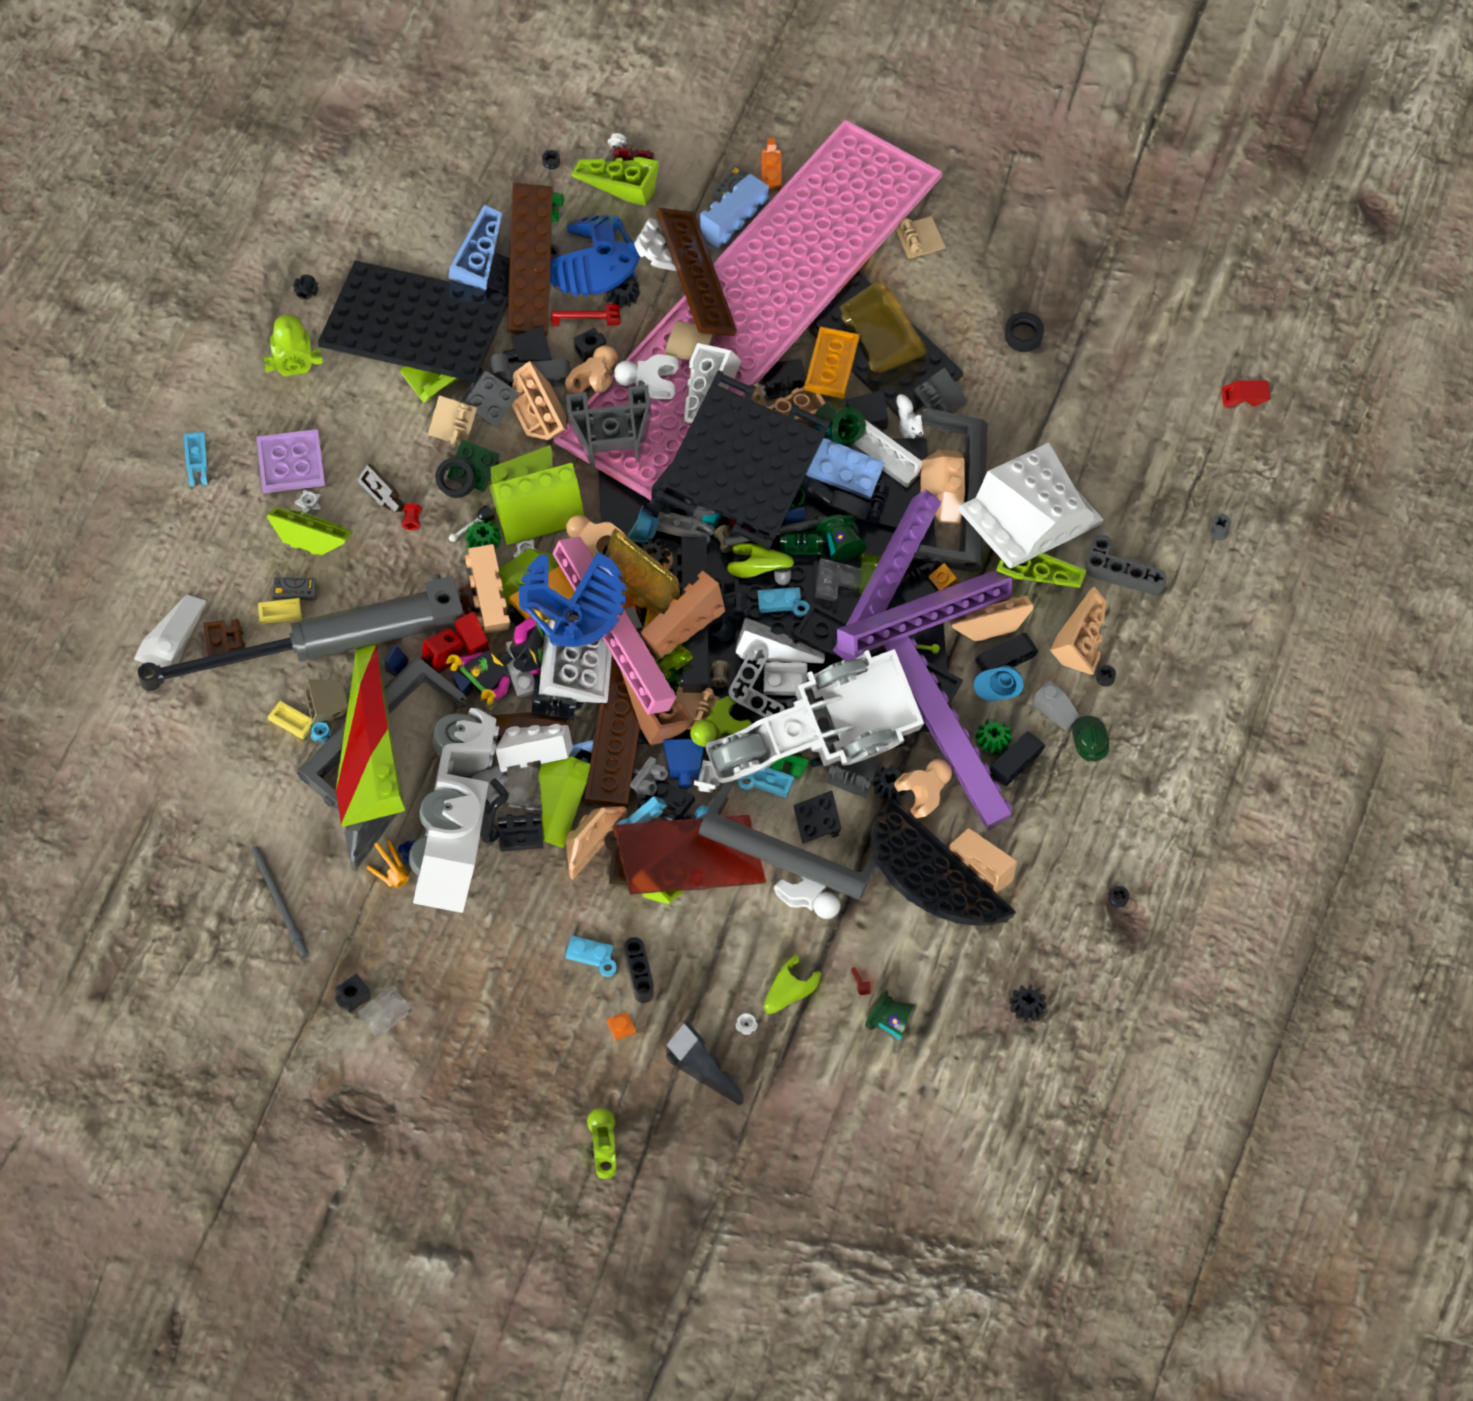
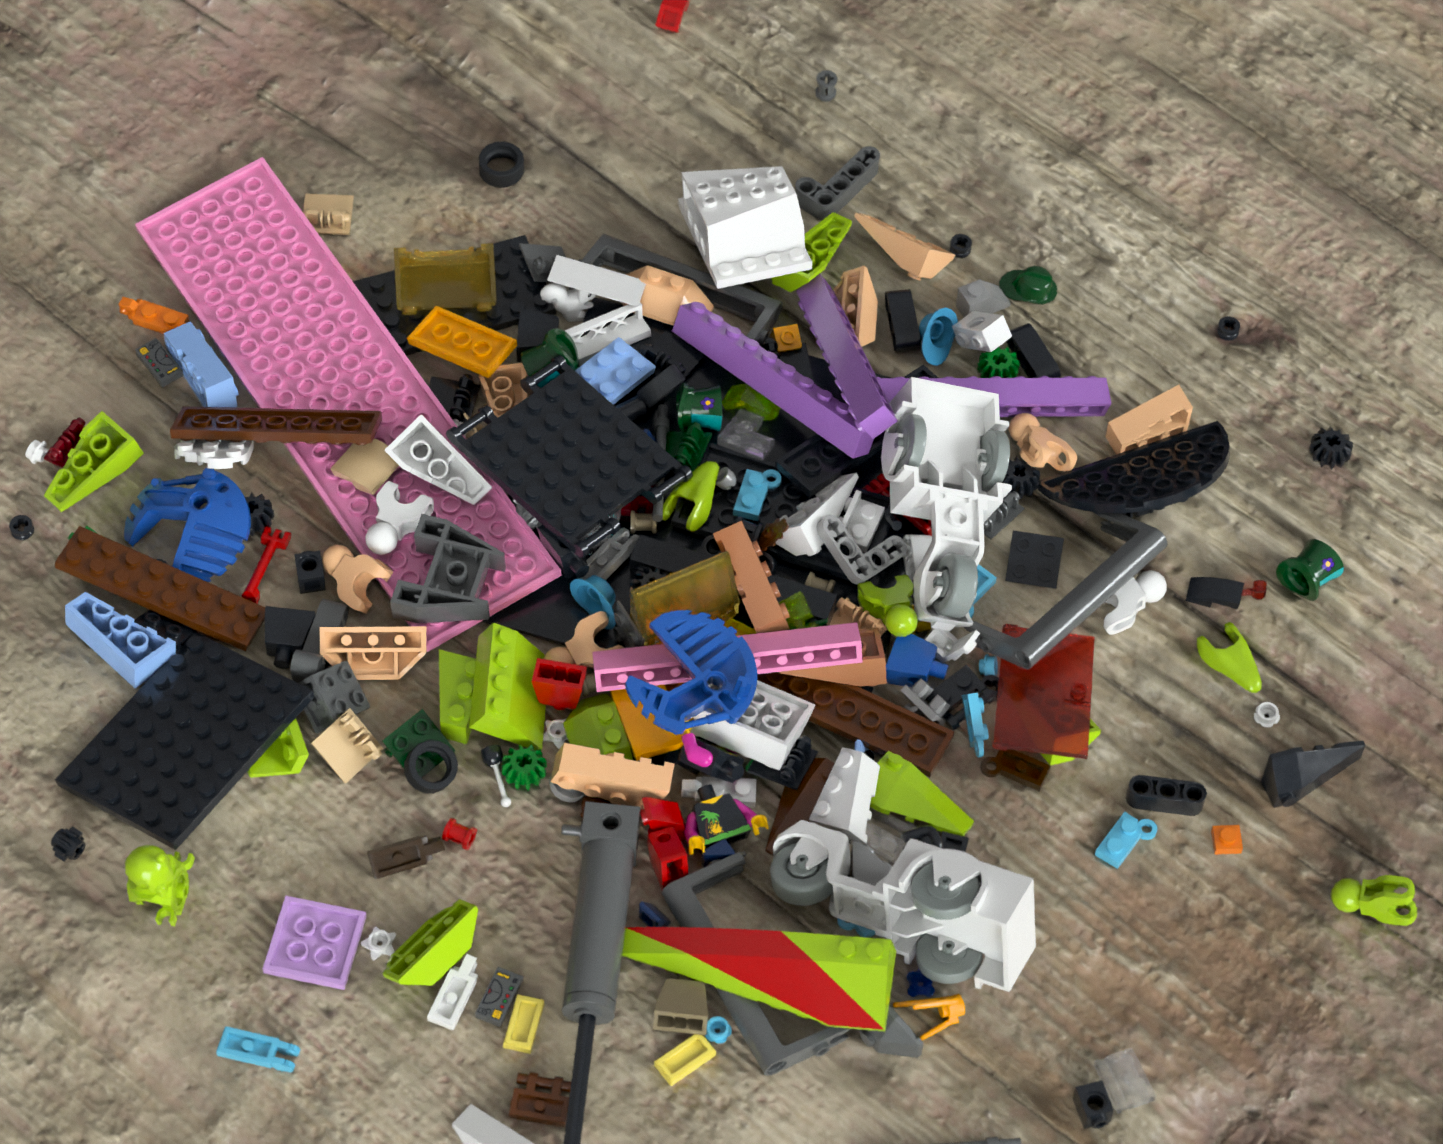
camera: 70 degrees left, 5 degrees down
(284, 559) = (454, 994): none -> white hinge
(550, 532) = (558, 683): none -> red torso
(590, 836) = (978, 790): light nougat wedge -> none
(739, 619) = (772, 533): none -> reddish brown piece
(846, 955) = (1214, 590): none -> black slope
(924, 426) = (596, 280): none -> white sticker
(1014, 710) = (981, 331): none -> white brick

